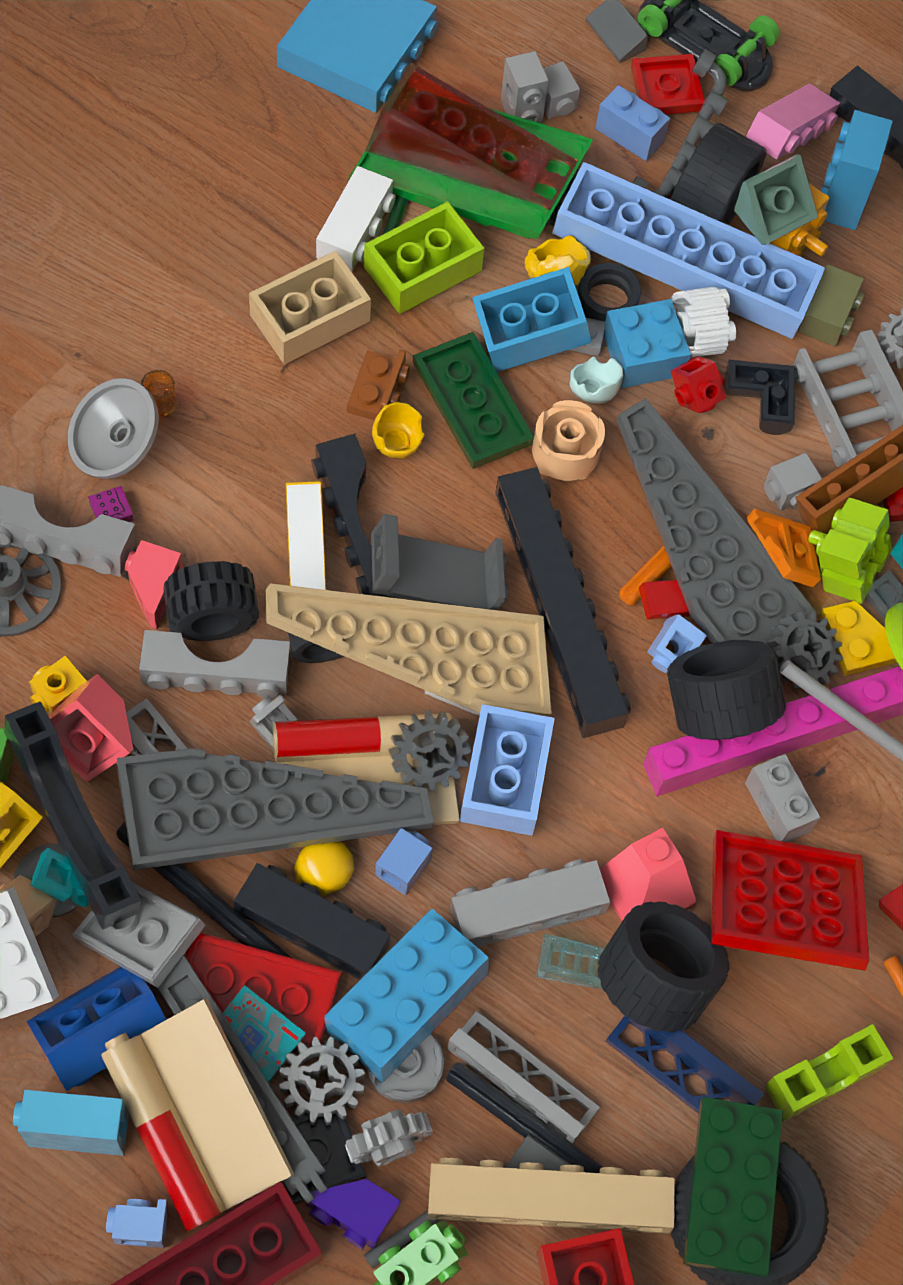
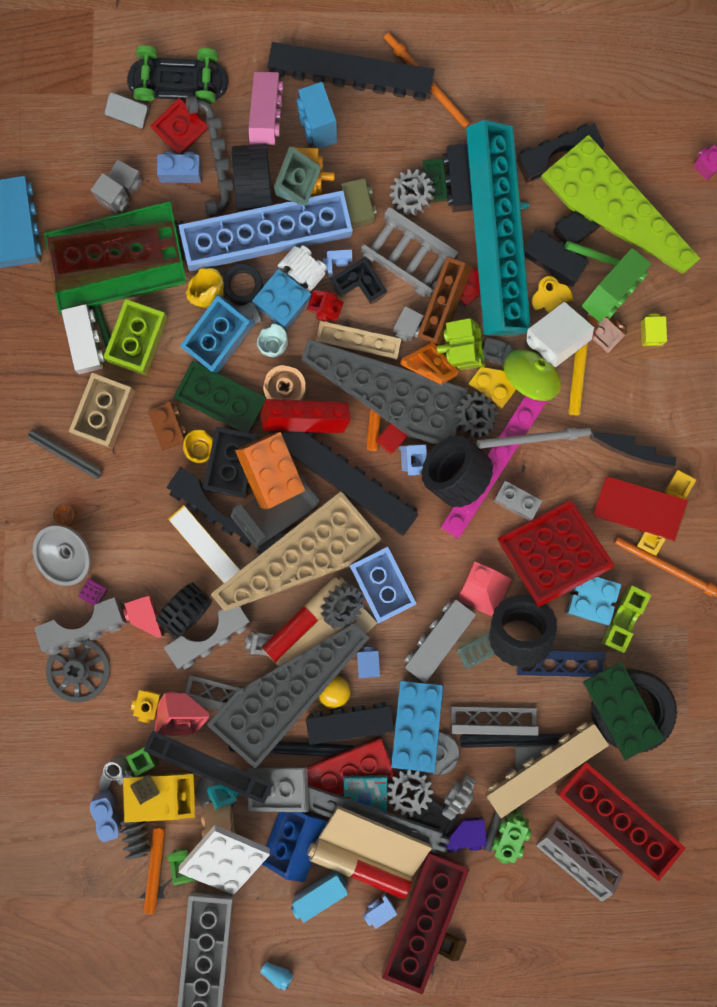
camera: 30 degrees left, 20 degrees up
(220, 329) = (65, 454): none -> dark grey axle
(424, 476) = (224, 469): none -> black brick
(470, 510) = (270, 470): none -> orange brick
(569, 484) = (305, 416): none -> red brick
(729, 475) = (358, 340): none -> tan plate
(756, 346) = (339, 257): none -> light blue bracket
(796, 1009) = (594, 600): none -> medium azure piece

